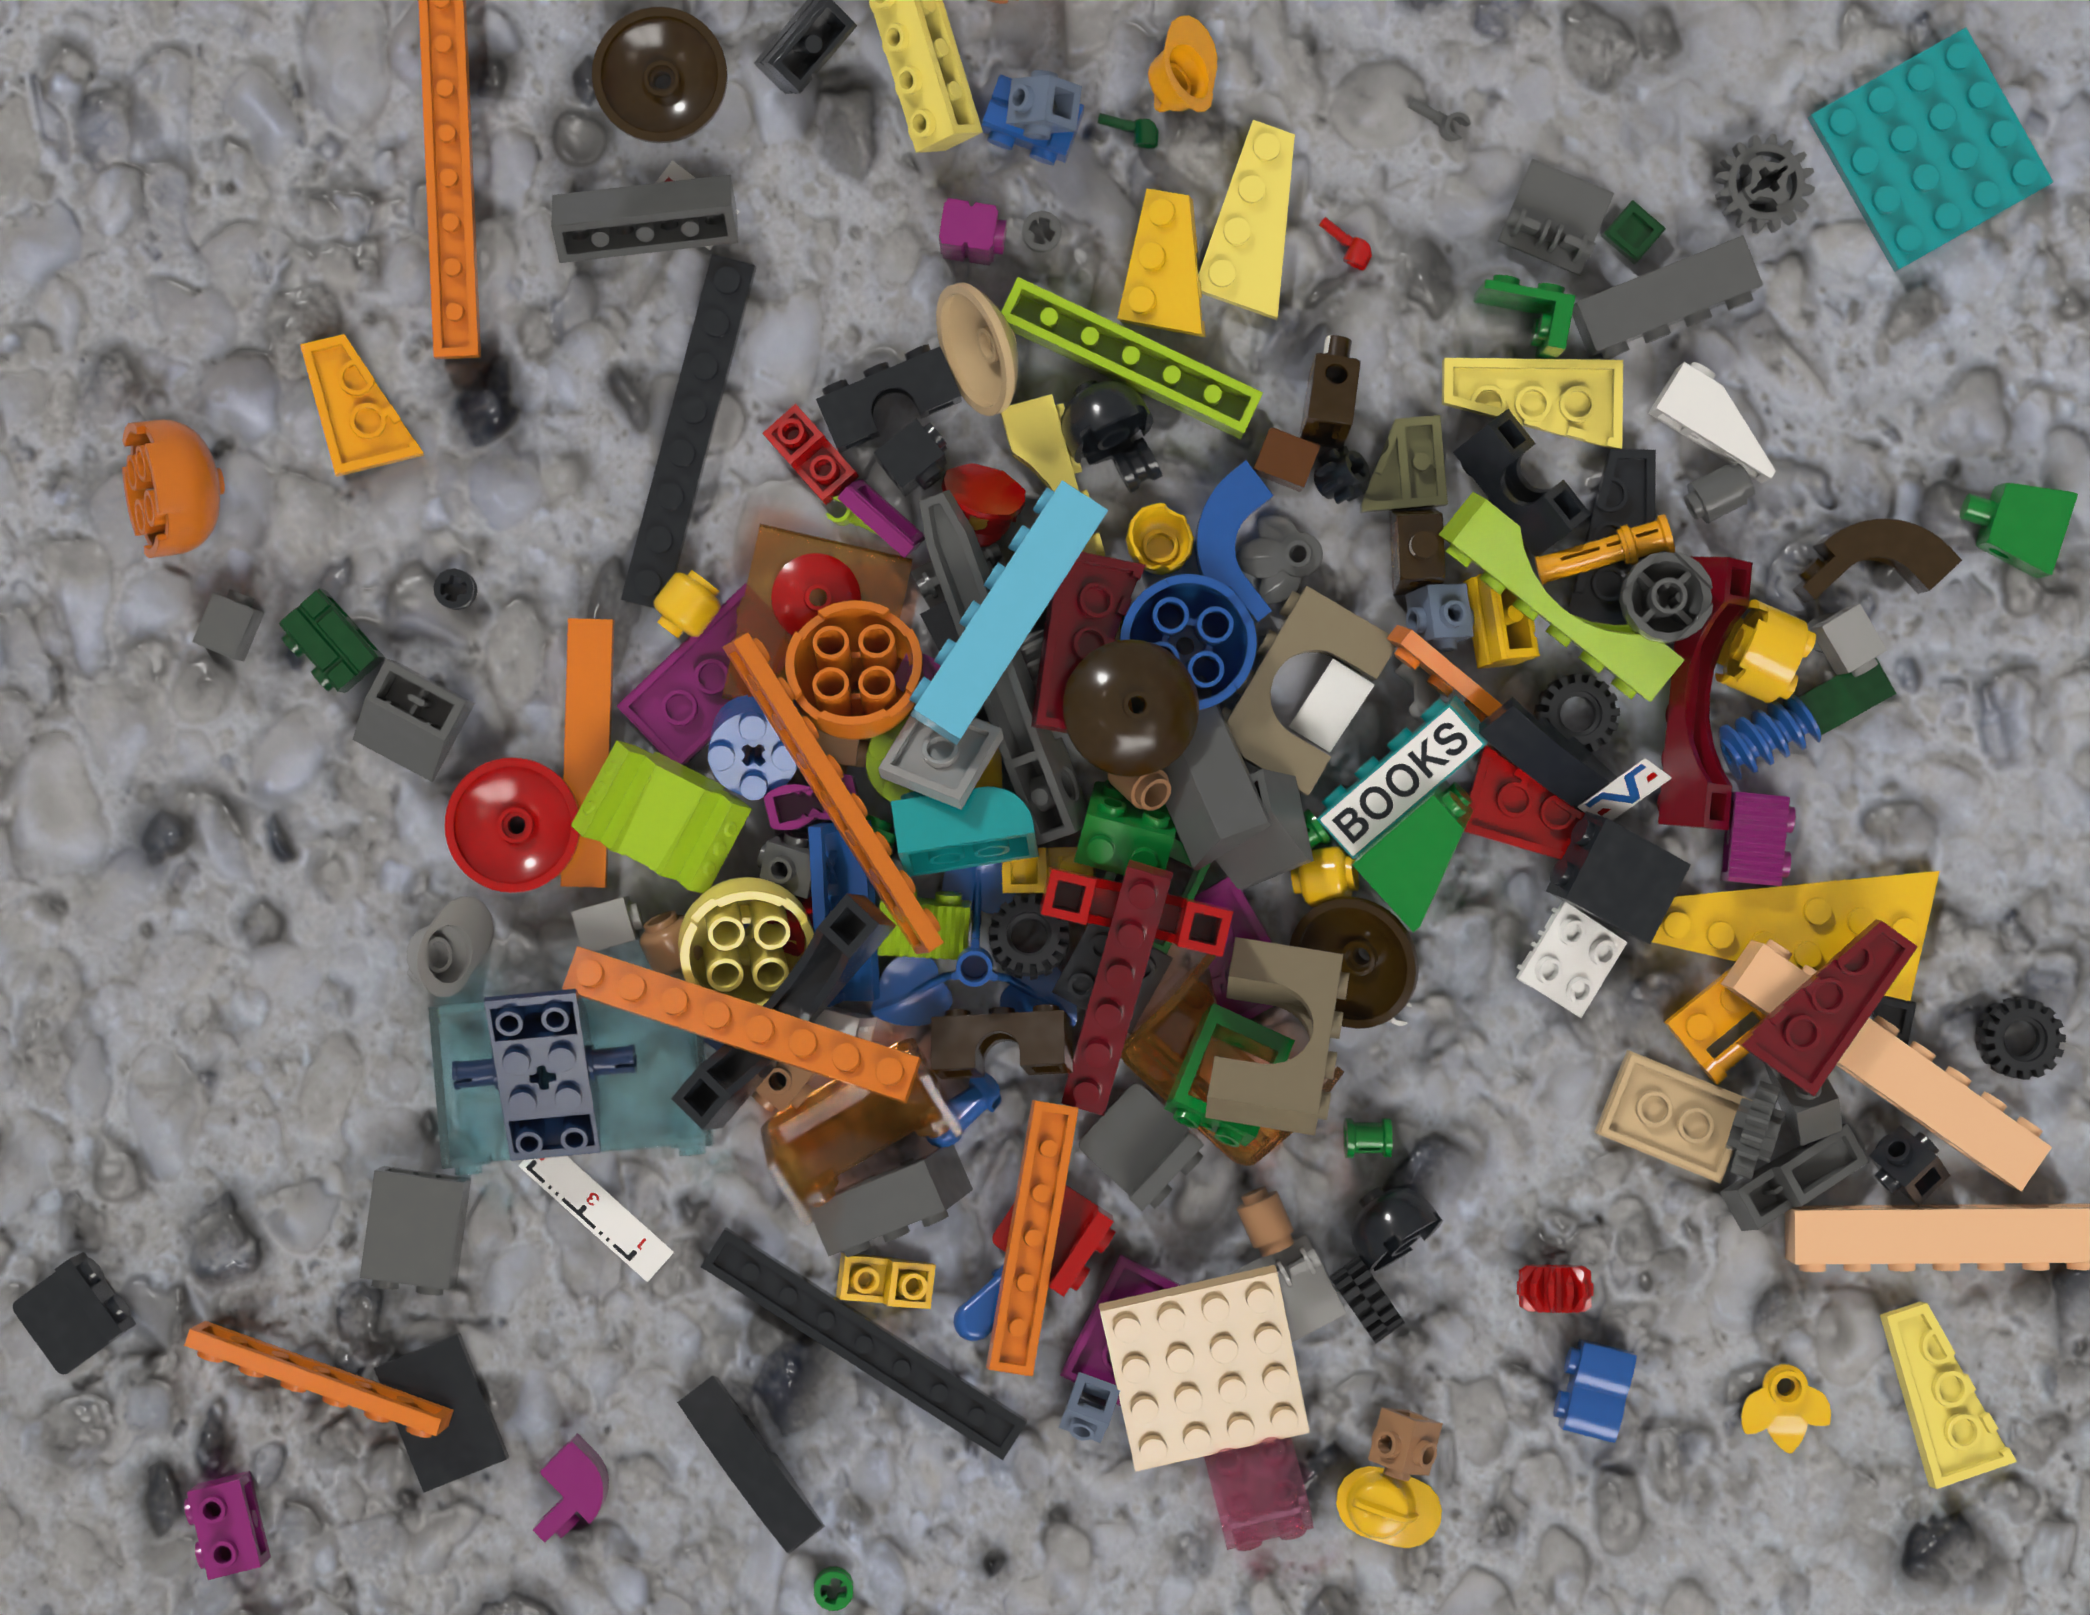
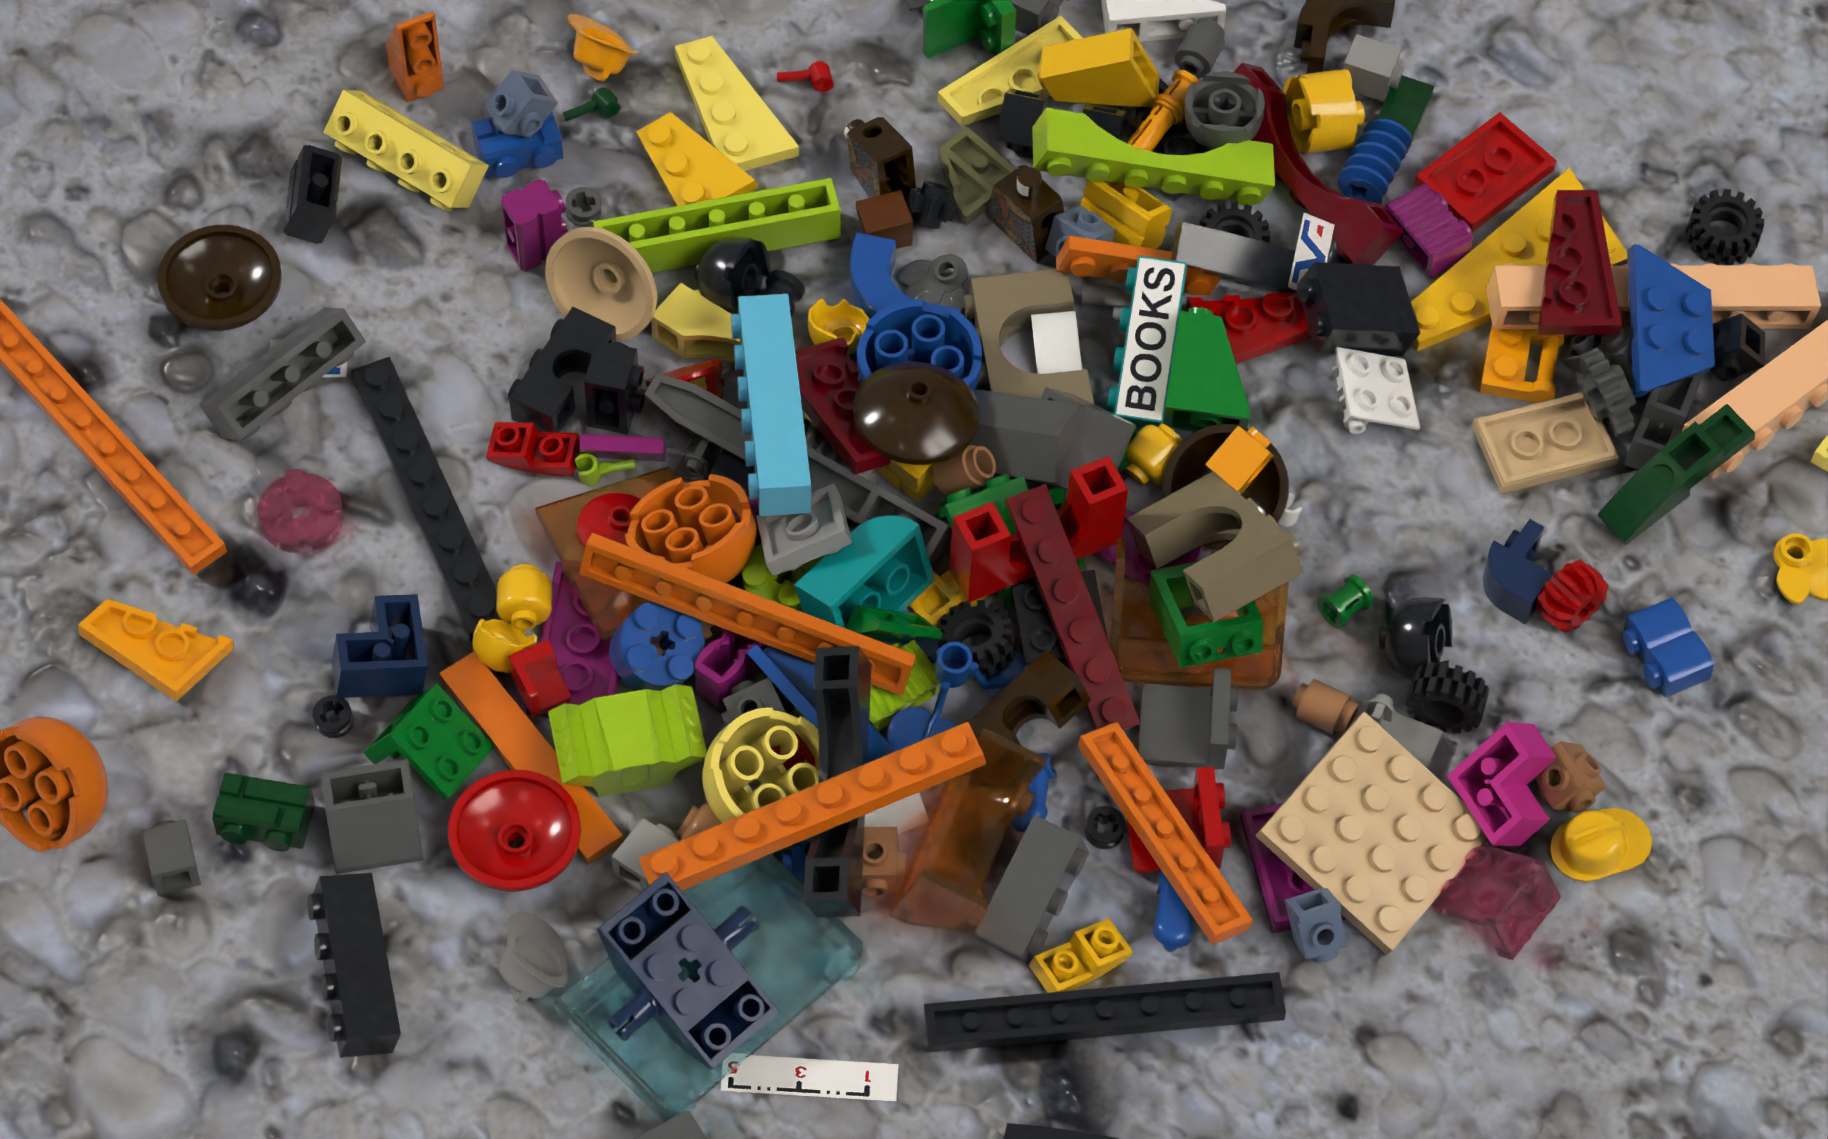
camera: 40 degrees left, 30 degrees down
(301, 845) = (354, 965): none -> black brick
(508, 685) = (435, 740): none -> green bracket
(531, 584) = (388, 658): none -> dark blue brick
(591, 378) = (296, 491): none -> clear pink plate
(636, 637) = (498, 640): none -> yellow hair
(638, 698) = (538, 678): none -> red panel
(955, 889) = (892, 625): none -> green slope
(992, 1192) = (1103, 815): none -> black bush
(1338, 1410) = (1496, 783): none -> dark pink brick
(1373, 964) = (1241, 458): none -> light orange brick
(1522, 1222) = (1510, 576): none -> dark blue brick
(1596, 461) = (1100, 71): none -> yellow slope
(1745, 1251) = (1673, 472): none -> dark green slope
(1861, 818) = (1487, 171): none -> red plate
(1861, 1117) = (1667, 323): none -> blue wing

